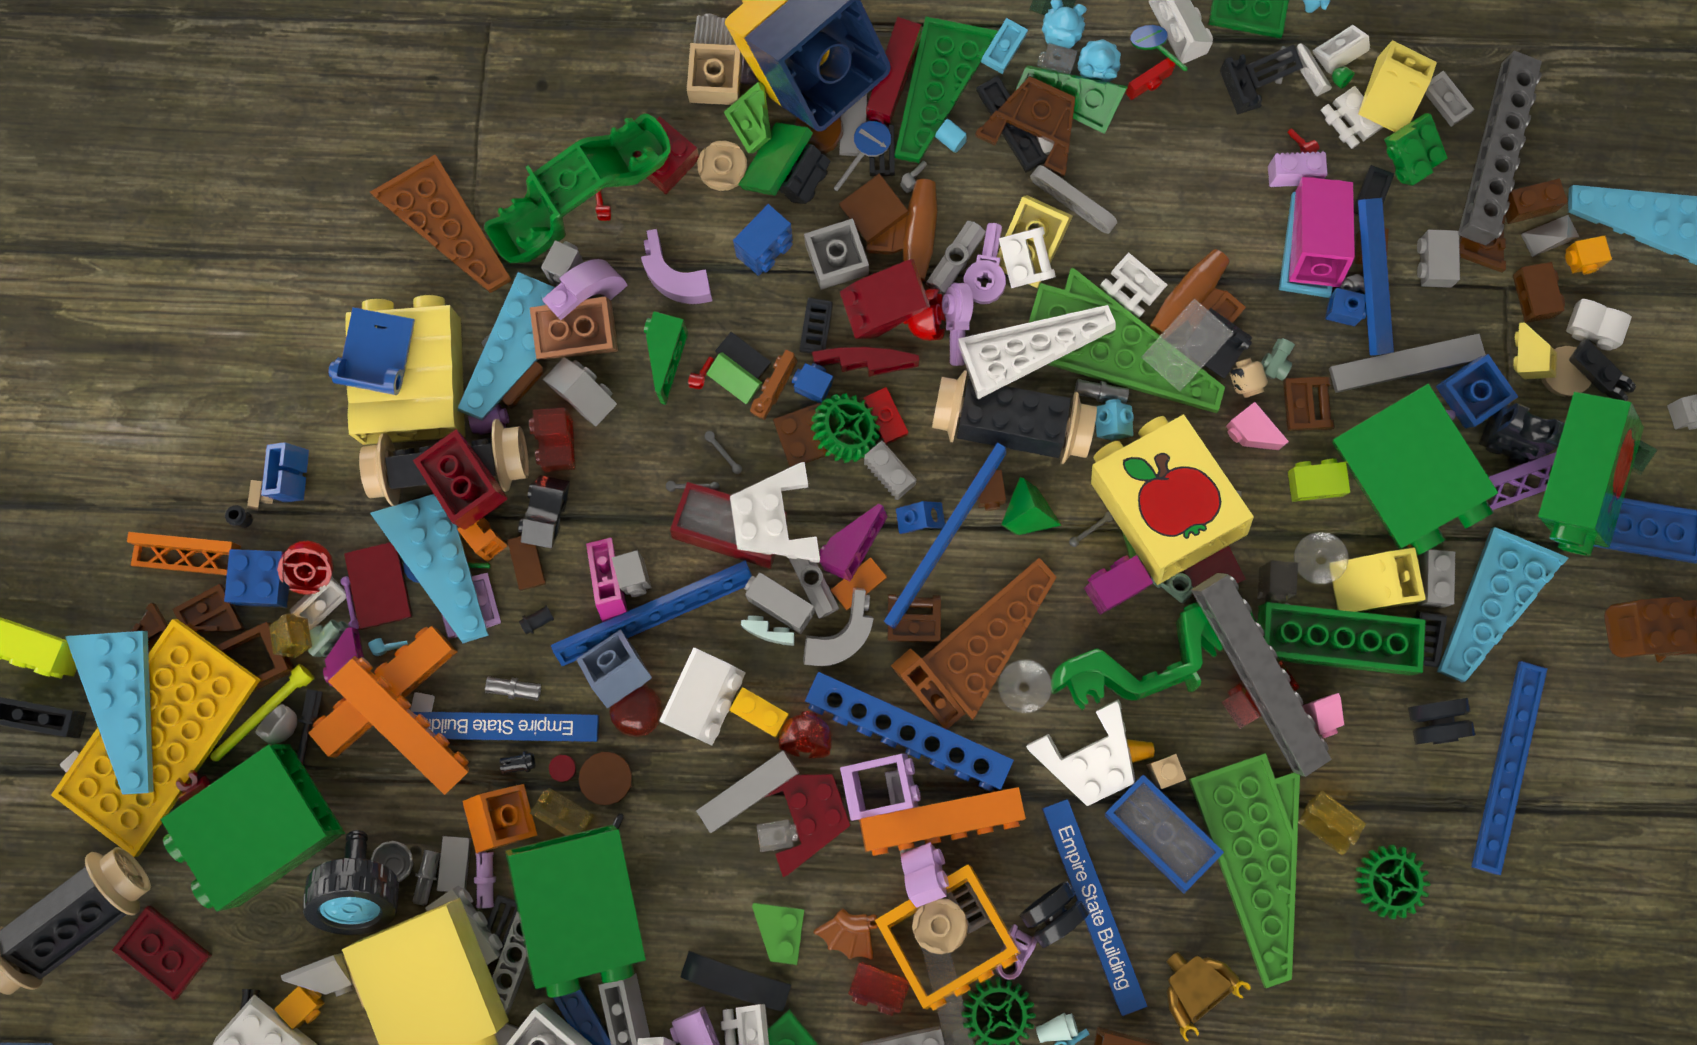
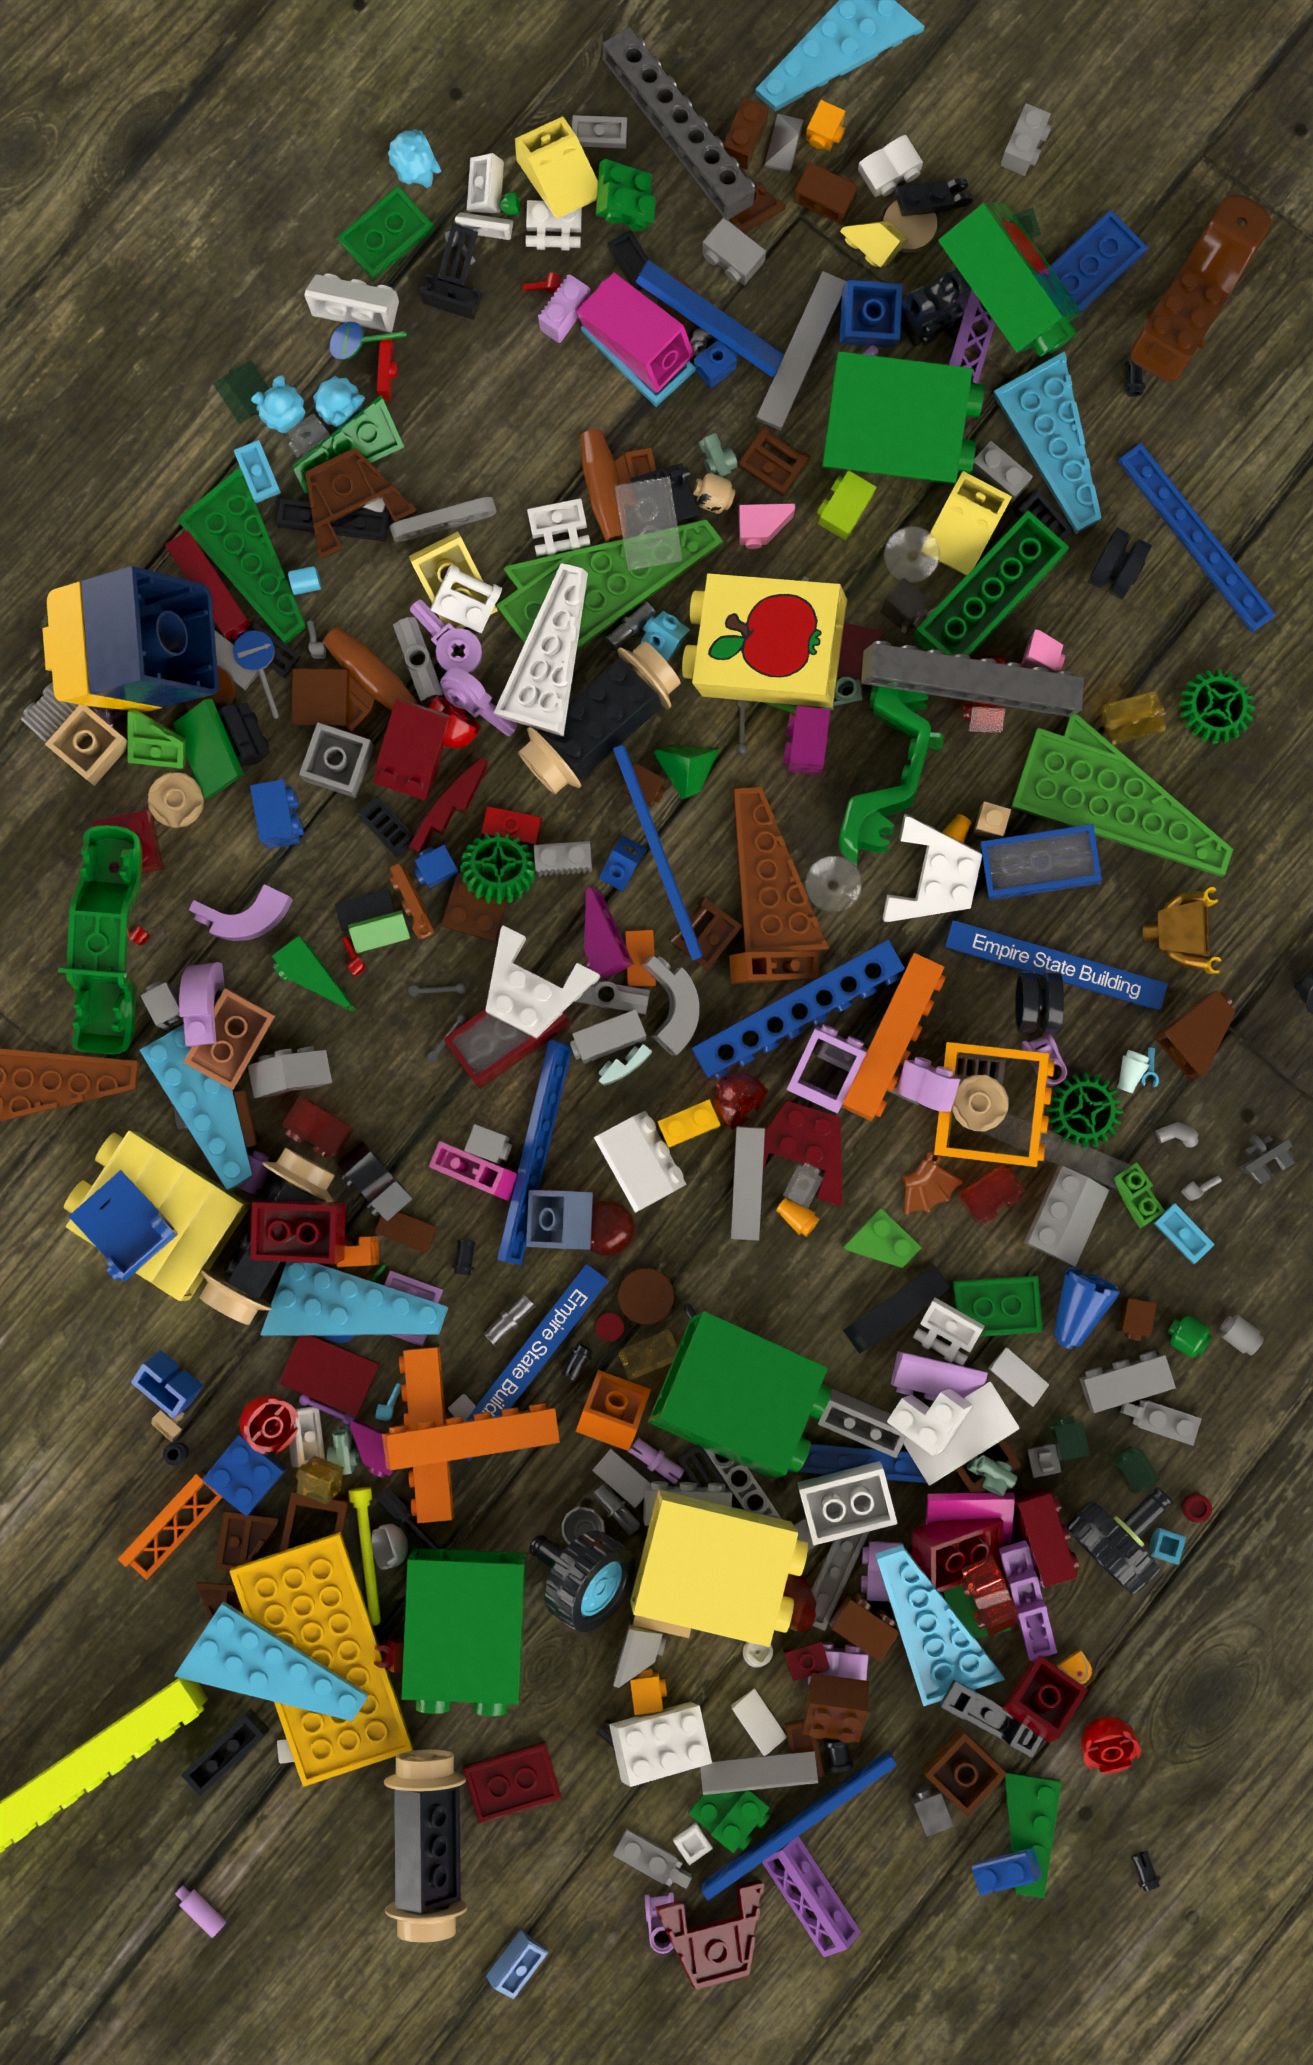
camera: 55 degrees left, 5 degrees up
(749, 851) = (798, 1217): none -> light orange cone
(1587, 630) = (1134, 380): none -> black pin

